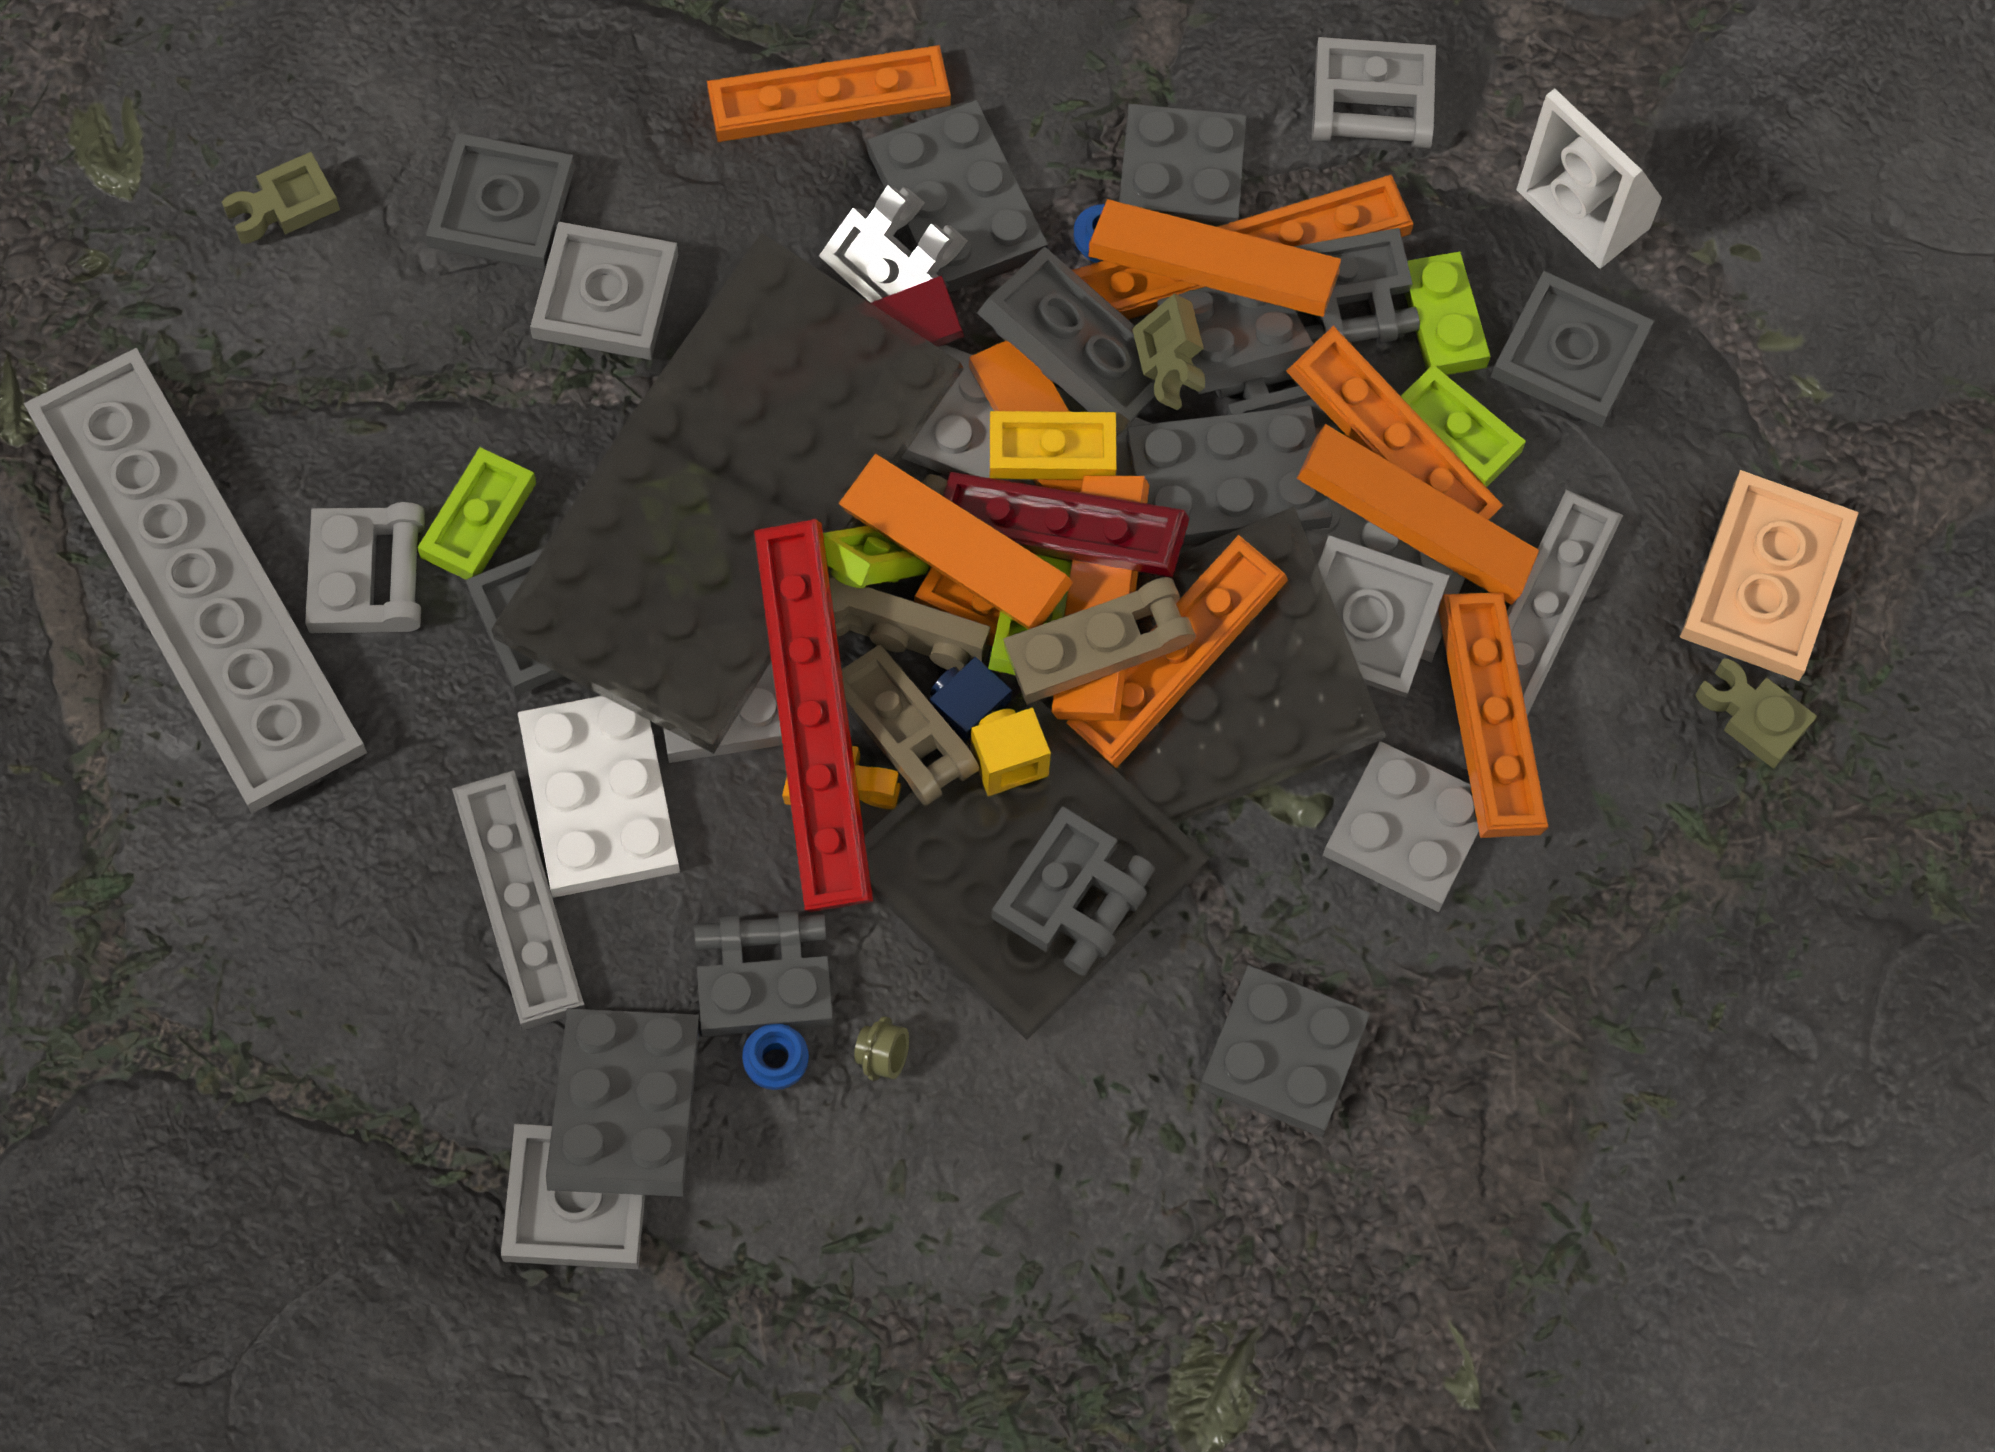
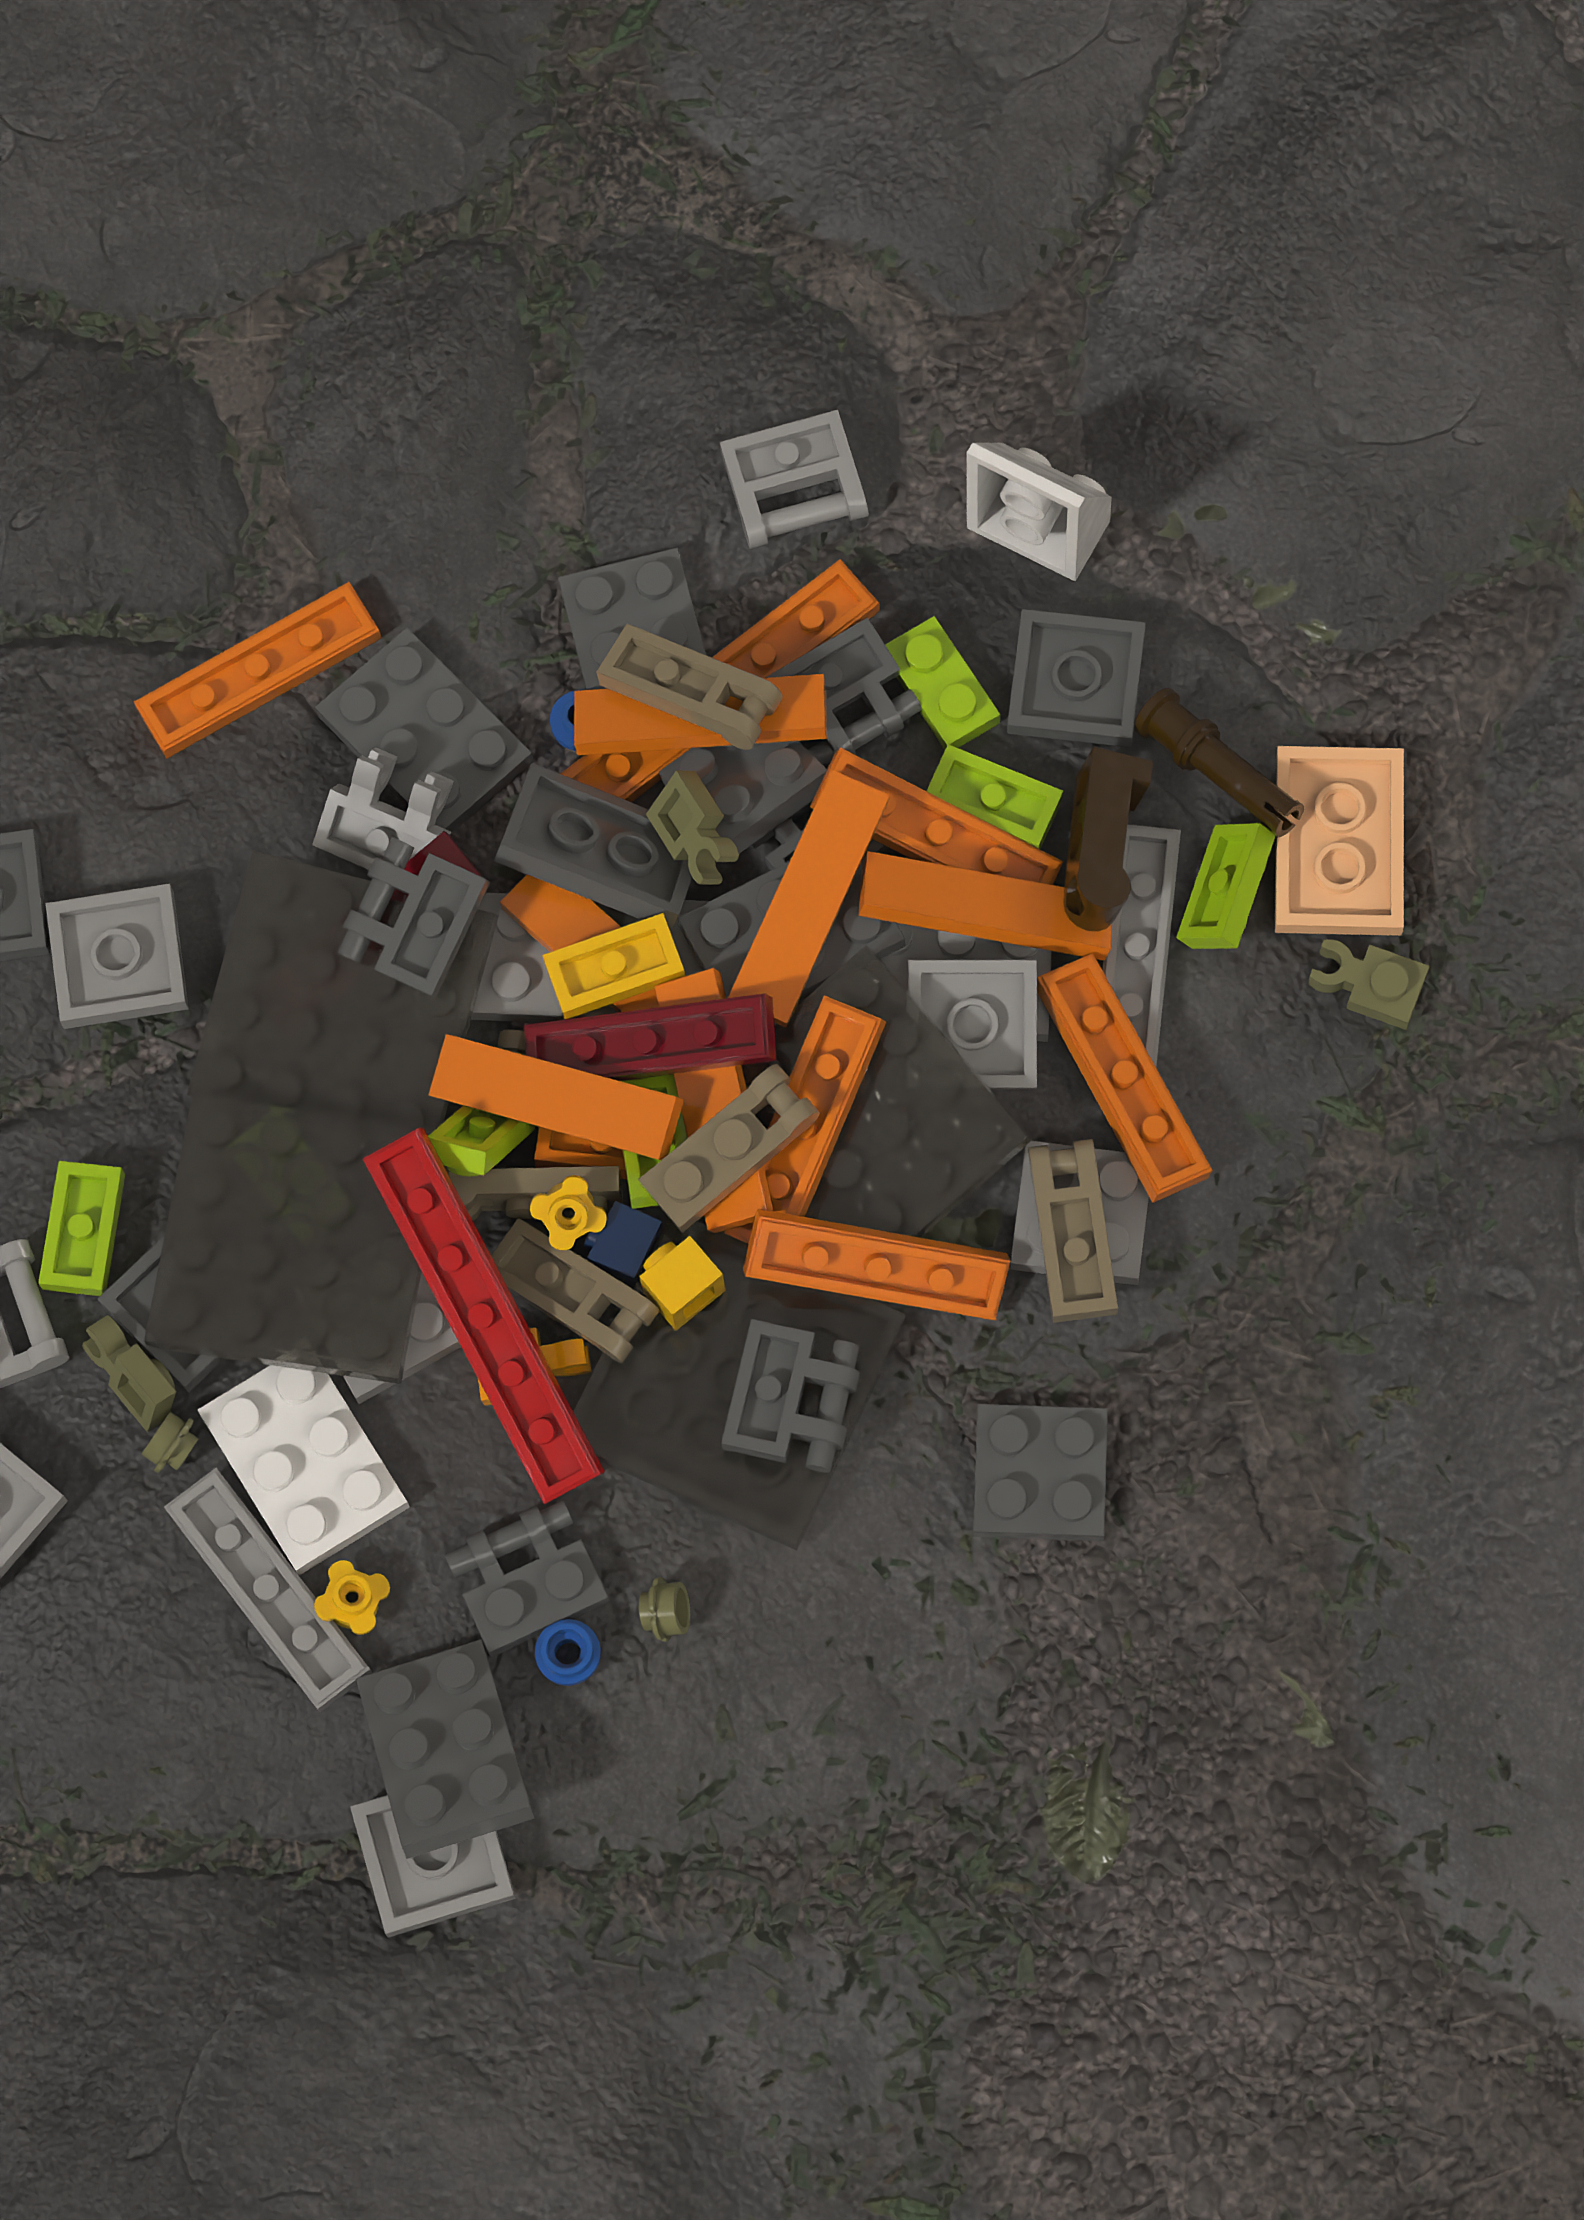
camera: 10 degrees left, 5 degrees up
(472, 665) = (137, 1381): none -> olive plate
(481, 733) = (170, 1443): none -> olive plate
(590, 951) = (357, 1615): none -> yellow plate
(895, 347) = (430, 924): none -> dark grey plate
(936, 634) = (569, 1194): none -> yellow plate
(1198, 800) = (876, 1264): none -> orange tile
(1214, 224) = (688, 685): none -> dark tan plate
(1260, 442) = (811, 893): none -> orange tile
(1395, 837) = (1073, 1233): none -> dark tan plate
(1530, 526) = (1103, 796): none -> dark brown leg
(1649, 578) = (1226, 886): none -> lime plate
(1666, 445) = (1199, 747): none -> dark brown pin

